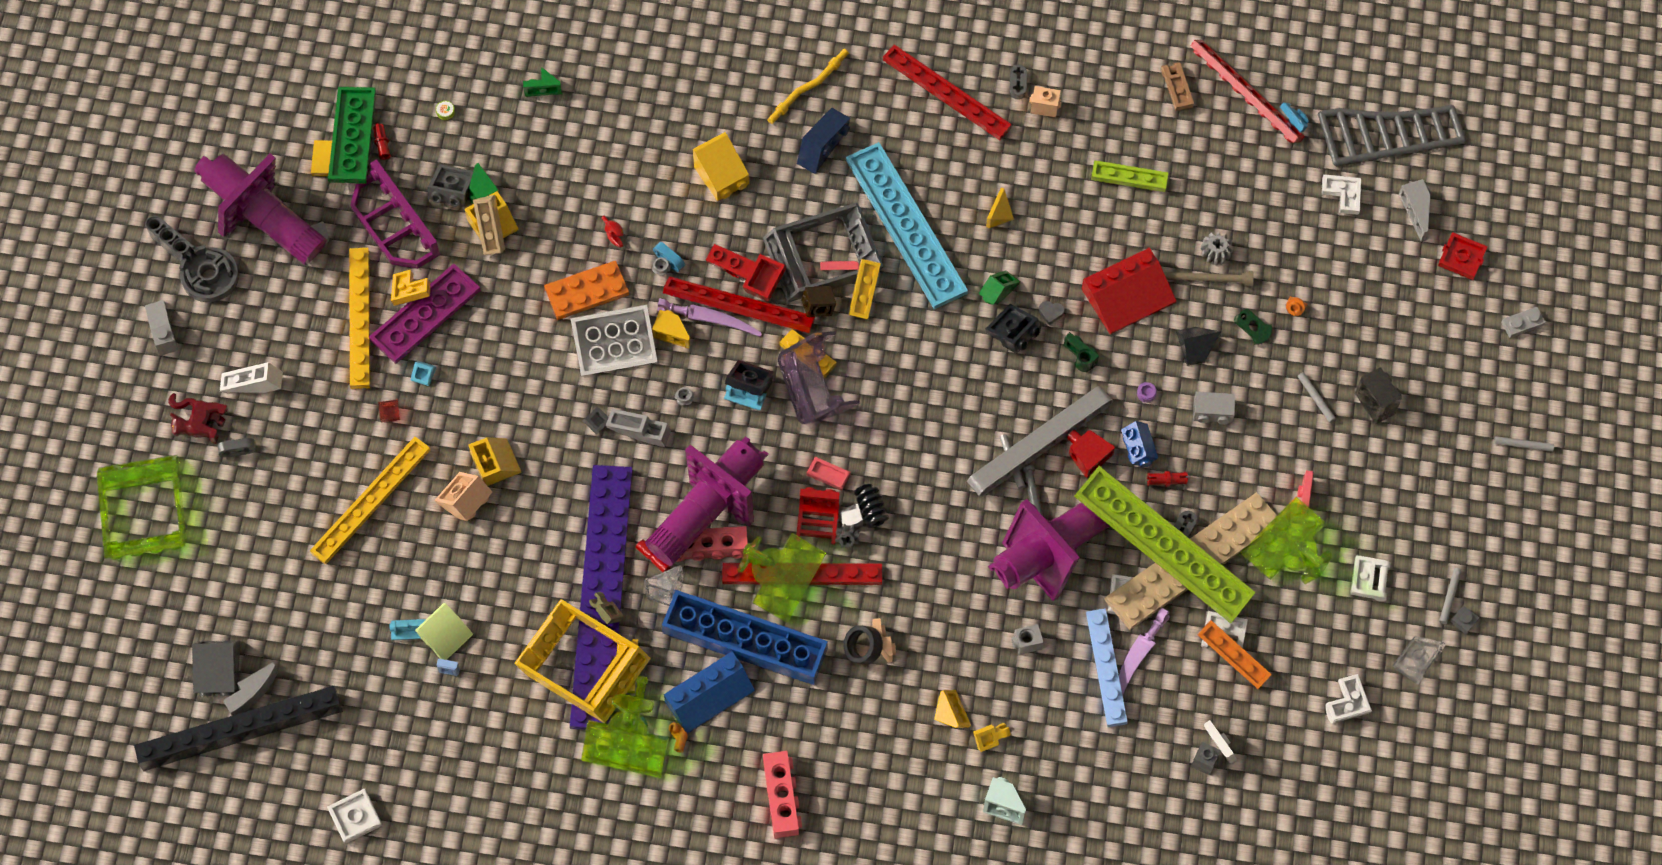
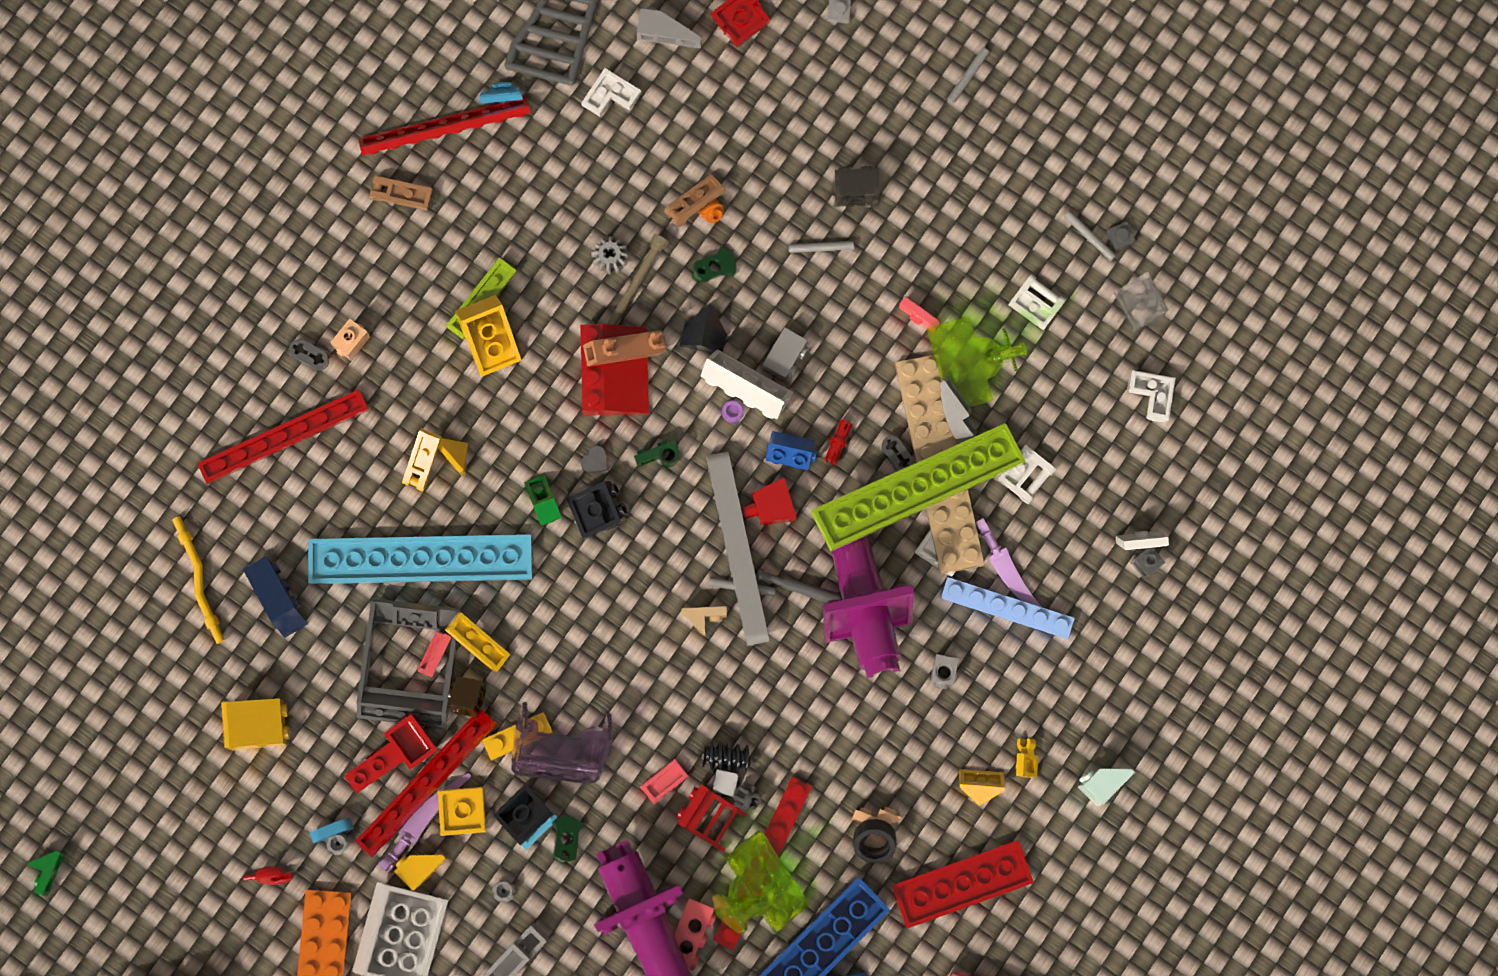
camera: 70 degrees left, 15 degrees up
(730, 339) = (461, 811): none -> yellow plate
(758, 421) = (571, 826): none -> dark green piece
(863, 731) = (962, 884): none -> red plate
(972, 439) = (697, 616): none -> tan slope
(982, 188) = (422, 459): none -> plate
(1103, 190) = (488, 335): none -> yellow slope
(1150, 286) = (624, 348): none -> nougat brick
(1173, 387) = (746, 384): none -> white slope
(1234, 654) = (1056, 477): orange plate -> none
(1244, 548) = (956, 411): none -> light grey slope
(1296, 287) = (694, 200): none -> medium nougat plate

